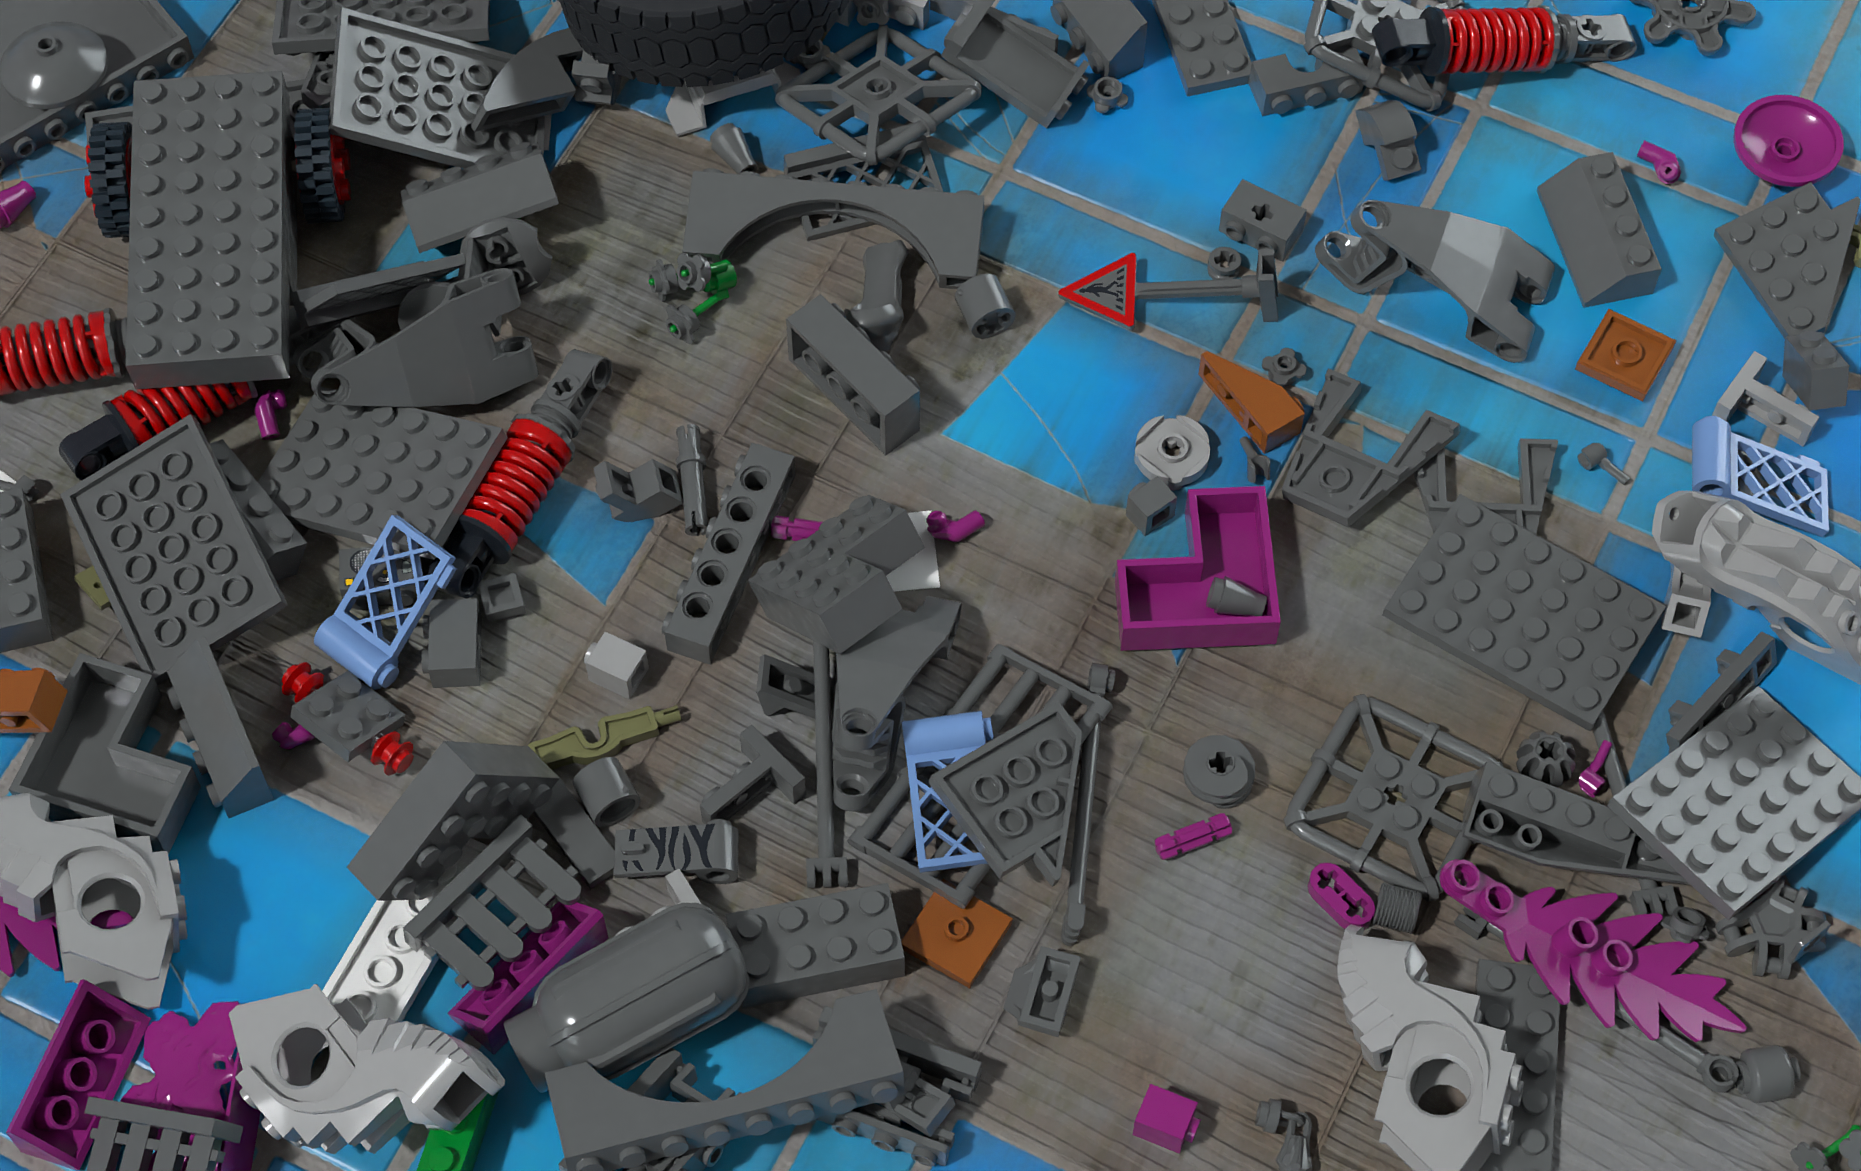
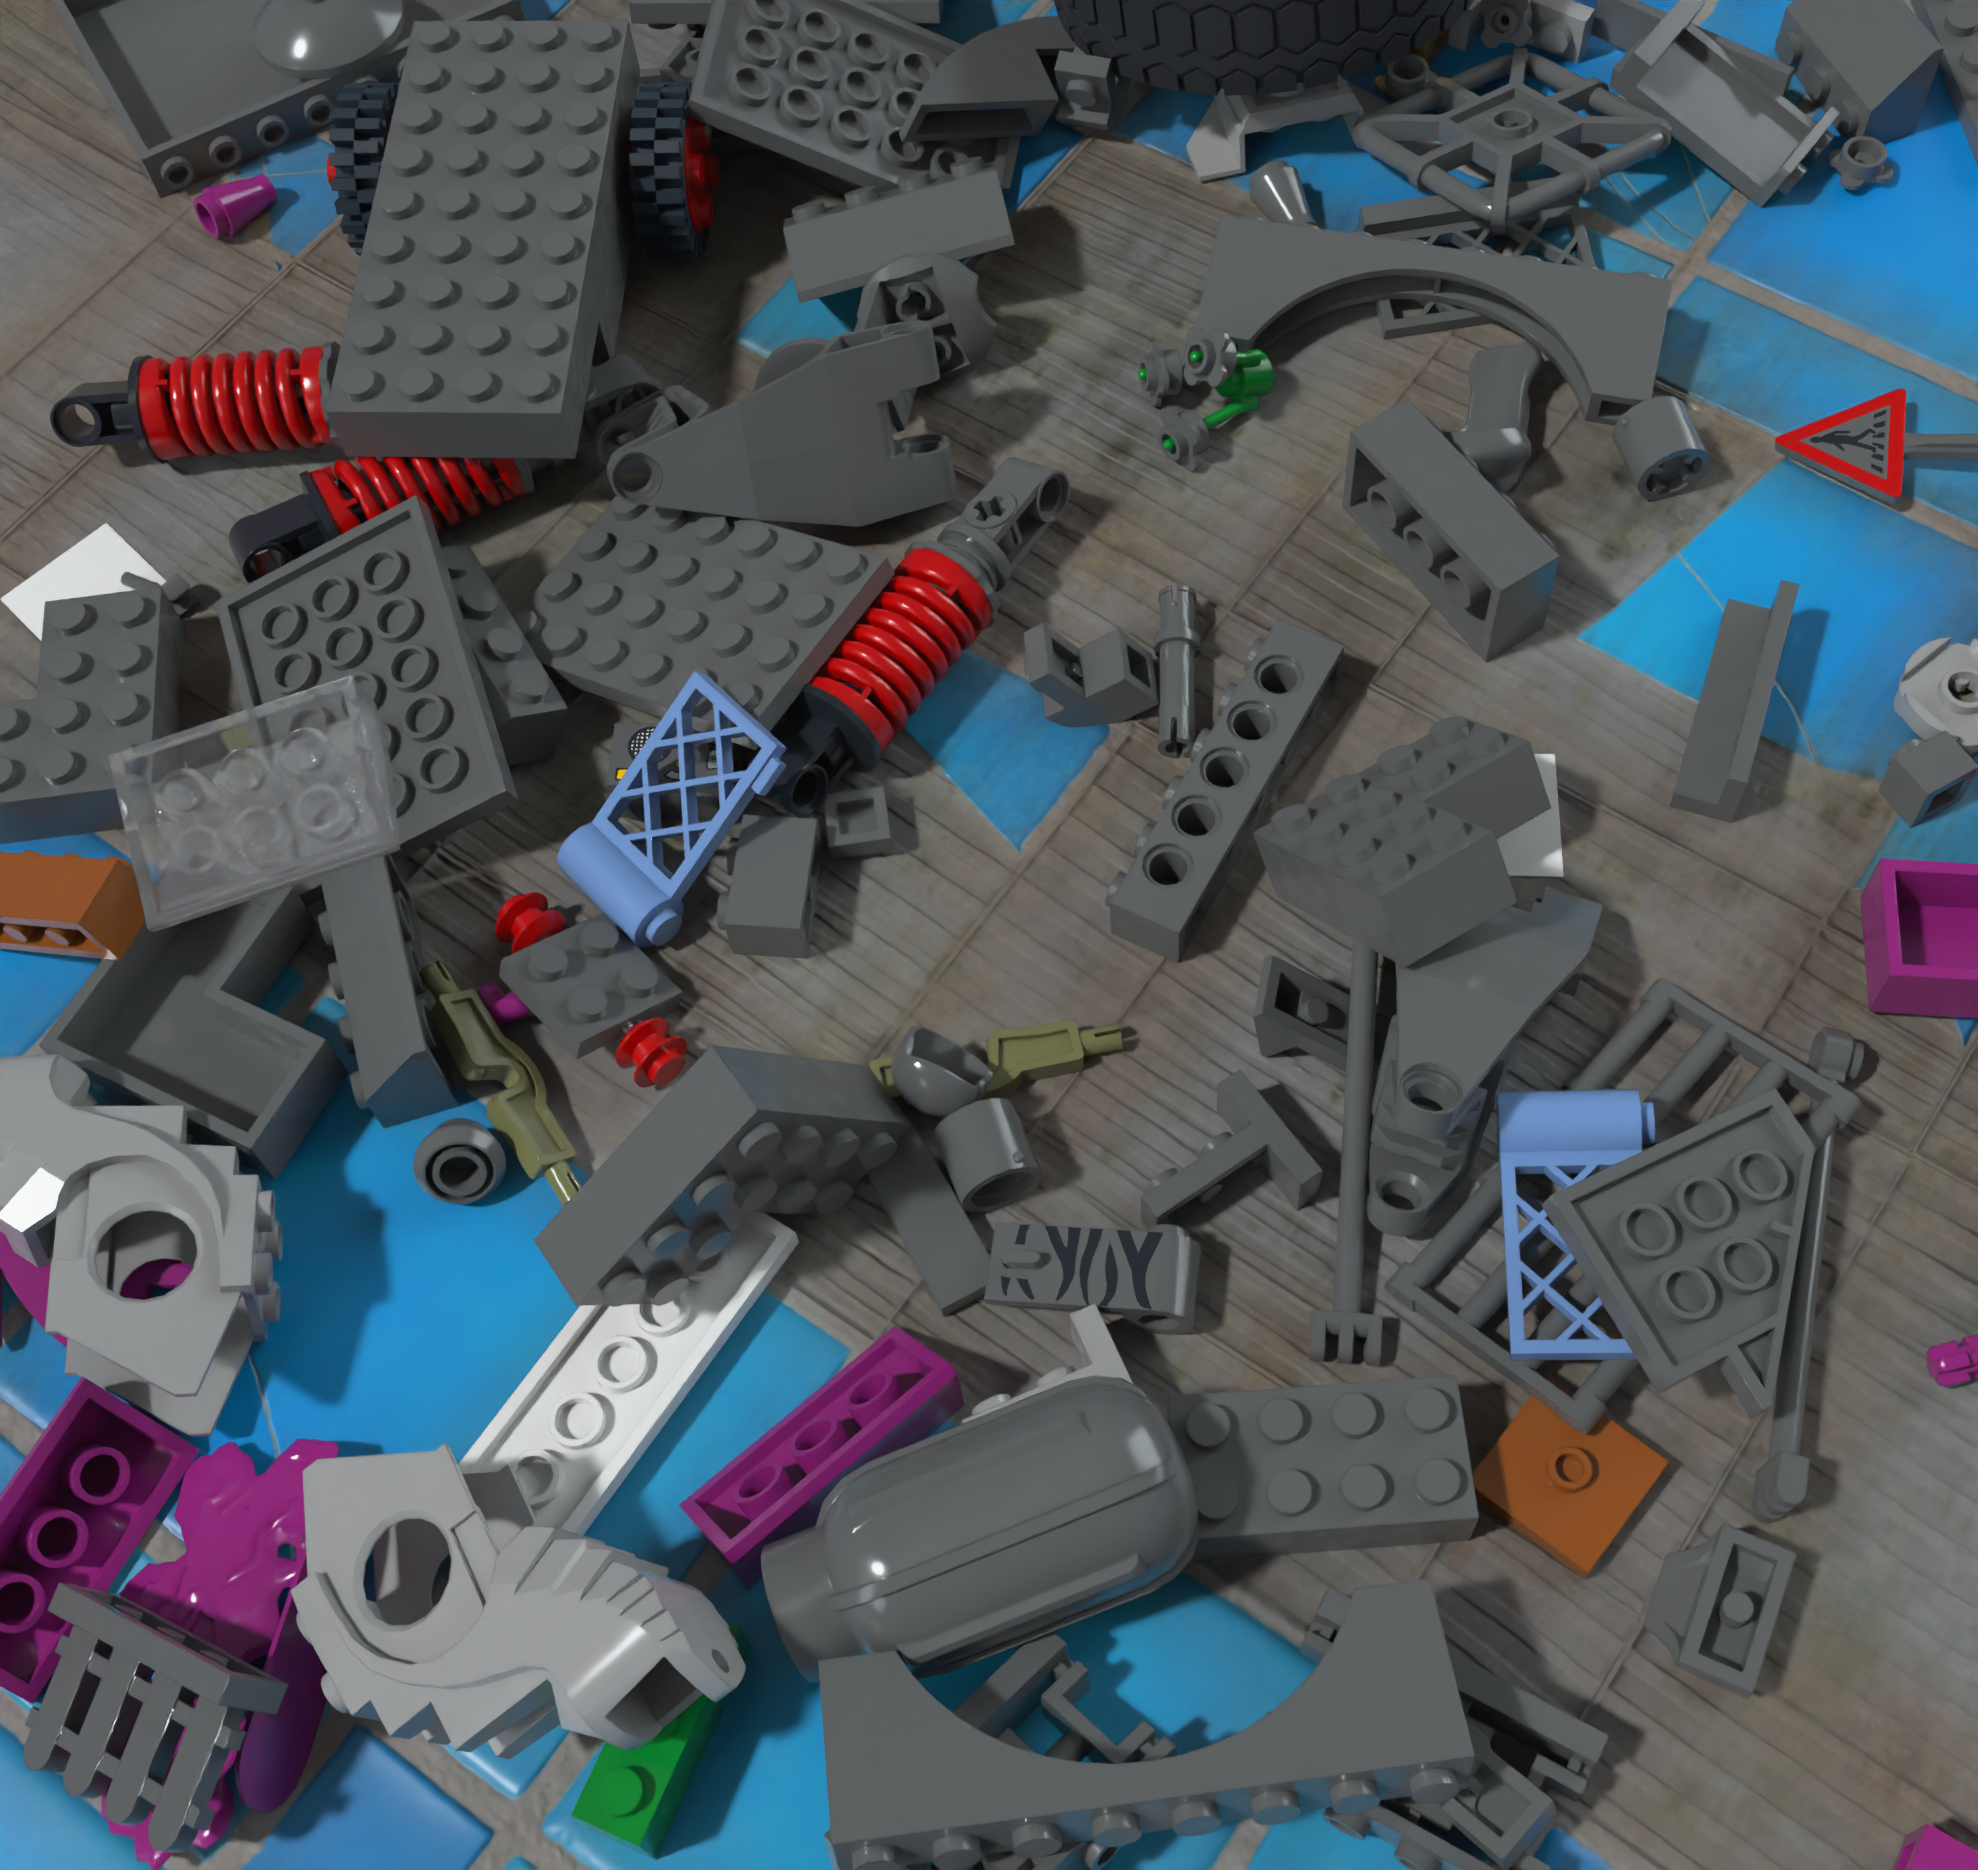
camera: 15 degrees right, 0 degrees up
(125, 625) = (256, 802): none -> clear slope
(266, 412) = (544, 513): magenta arm -> none
(284, 832) = (459, 1162): none -> dark grey cone
(316, 795) = (485, 1054): none -> olive piece
(367, 292) = (713, 342): dark grey fence -> none
(488, 873) = (719, 1316): dark grey fence -> none
(571, 746) = (937, 1073): none -> dark grey hair
(616, 664) = (1026, 947): light grey brick -> none
(798, 530) = (1337, 762): magenta axle -> none
(953, 530) = (1593, 788): magenta arm -> none
(1035, 470) = (1733, 706): none -> dark grey fence

